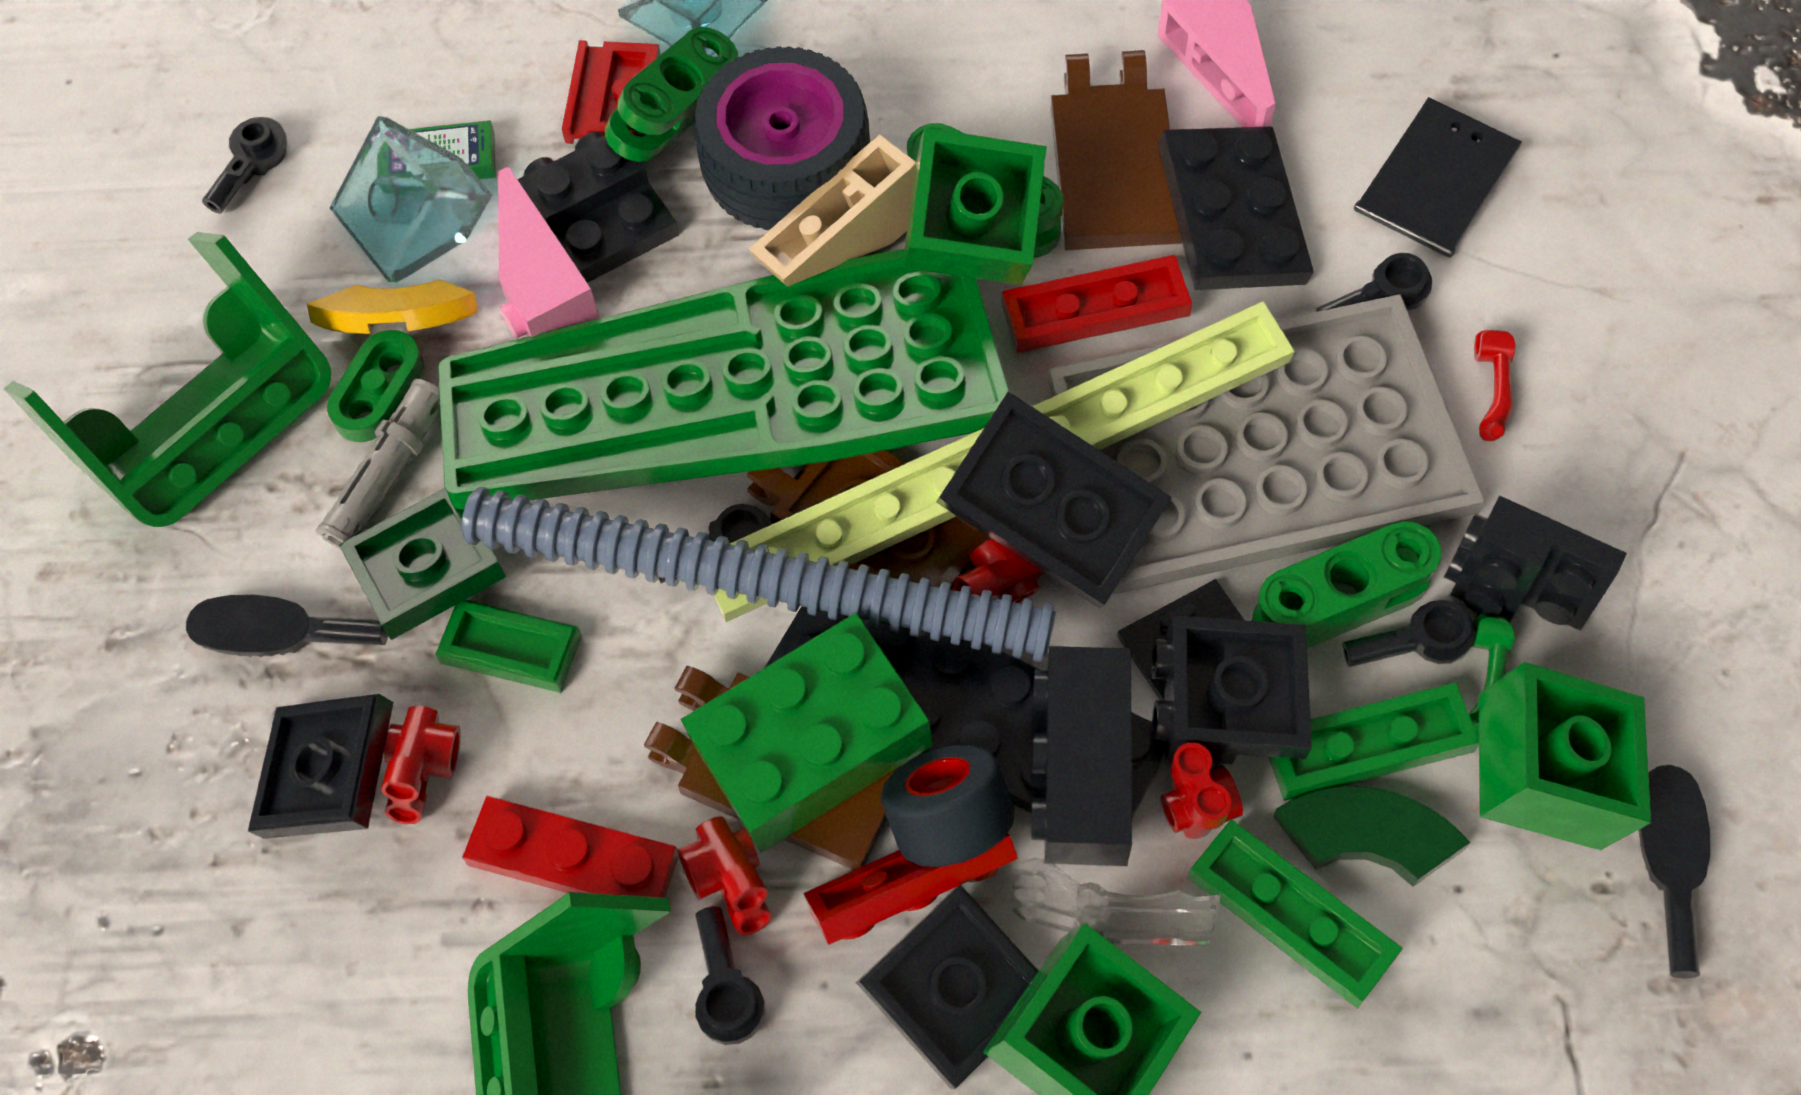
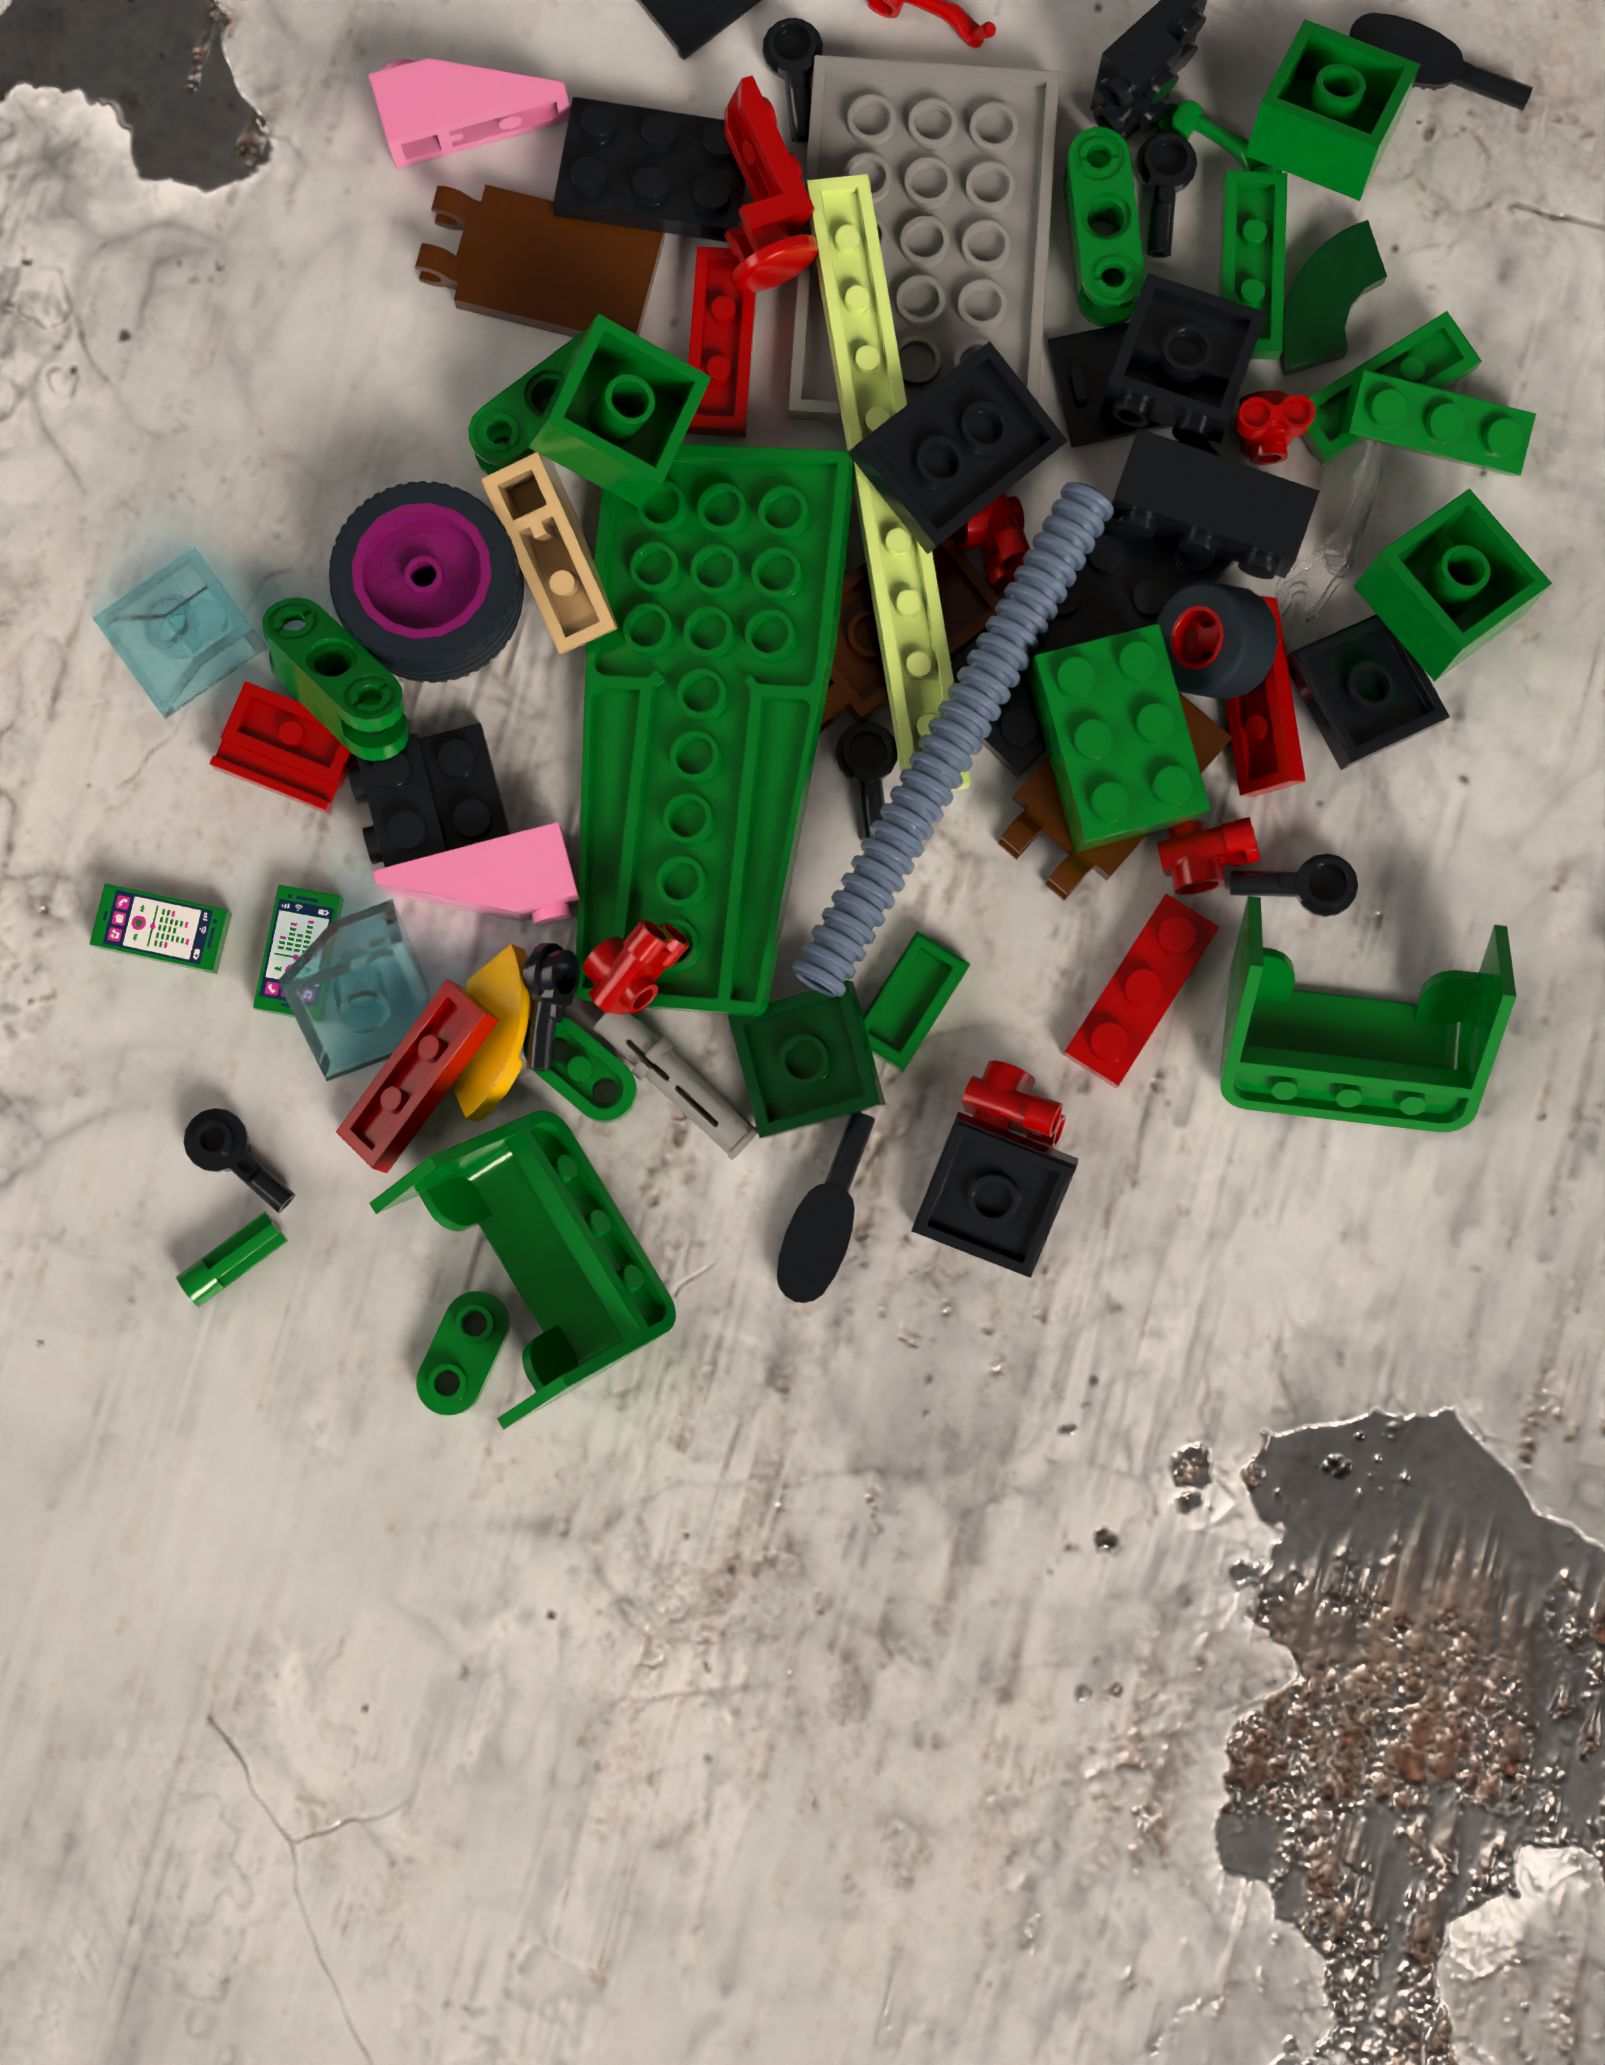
camera: 75 degrees left, 20 degrees up
(95, 375) = (464, 1354): none -> green plate
(155, 181) = (231, 1259): none -> green piece
(338, 258) = (417, 1076): none -> red plate
(434, 57) = (160, 928): none -> tile
(445, 328) = (552, 981): none -> black plate
(466, 376) = (628, 967): none -> red plate
(1208, 291) = (769, 238): none -> red piece
(1272, 975) = (1437, 423): none -> green plate

